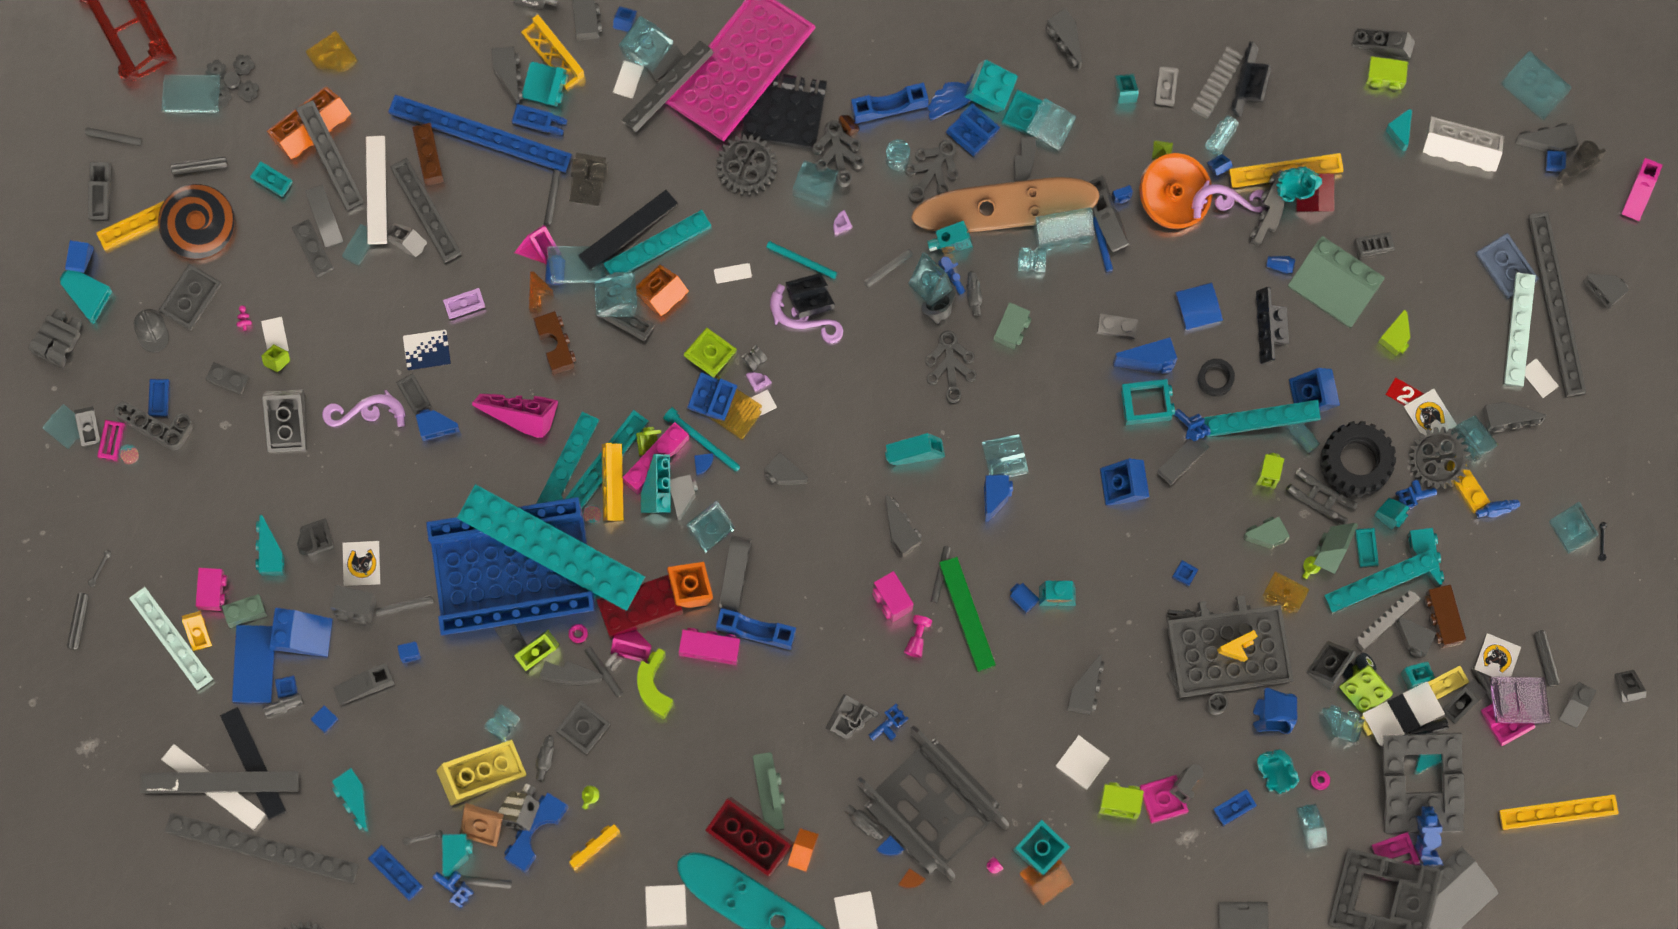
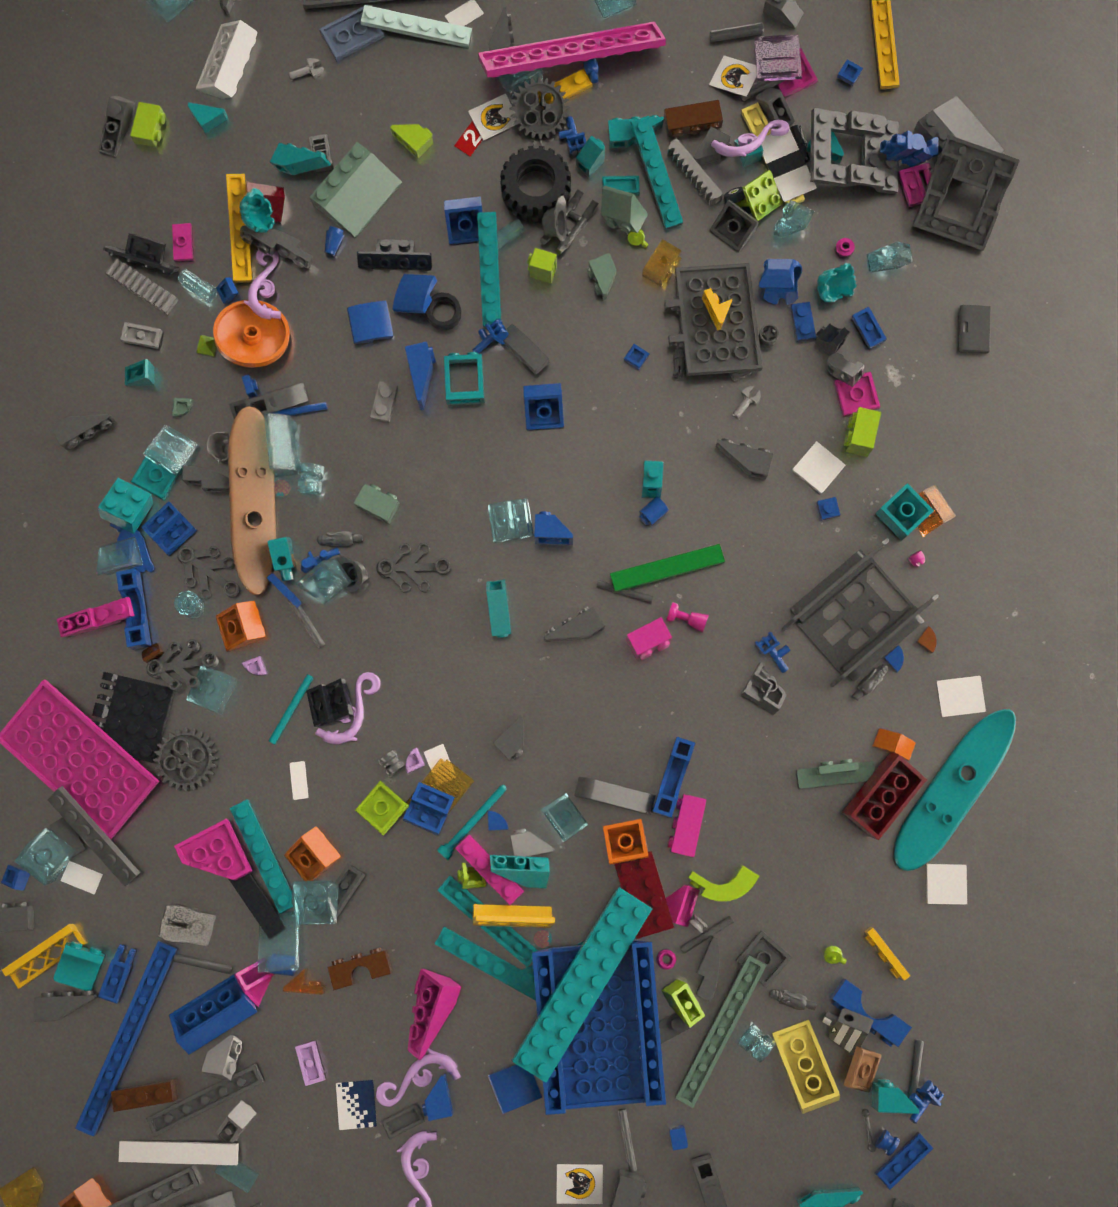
camera: 80 degrees left, 5 degrees up
(412, 853) = (887, 1142): none -> blue wheel
(448, 494) = (514, 1087): none -> blue slope
(457, 399) = (412, 1074): none -> lavender plant
(464, 222) = (222, 1059): none -> light grey slope
(504, 208) = (211, 1014): none -> blue slope
(512, 687) = (720, 1031): none -> sand green plate
(659, 199) = (215, 852): none -> dark pink plate
(878, 68) = (95, 618): none -> dark pink slope
(880, 205) = (240, 625): none -> orange slope
(917, 243) = (284, 590): none -> blue tile
(940, 84) = (118, 557): none -> clear light blue slope
(1022, 234) = (282, 487): none -> clear light blue tile
(1040, 774) = (828, 508): none -> blue plate
(1058, 168) = (218, 445): none -> light grey hair
(1097, 131) = (181, 406): none -> sand green tile
(1147, 687) = (744, 404): none -> light grey bar
(1218, 767) = (831, 338): none -> black arch
(1230, 345) = (414, 293): none -> blue slope
(1236, 741) = (803, 321): none -> blue plate
(1267, 117) = (182, 242): none -> dark pink plate
(1317, 481) = (555, 220): none -> dark grey piece
(1360, 218) = (297, 160): none -> teal slope
(1421, 677) = (753, 140): none -> lavender plant
(1462, 225) = (308, 69): none -> light grey bar
(1505, 485) = (571, 49): none -> dark pink plate
(1513, 777) = (849, 72): none -> blue plate

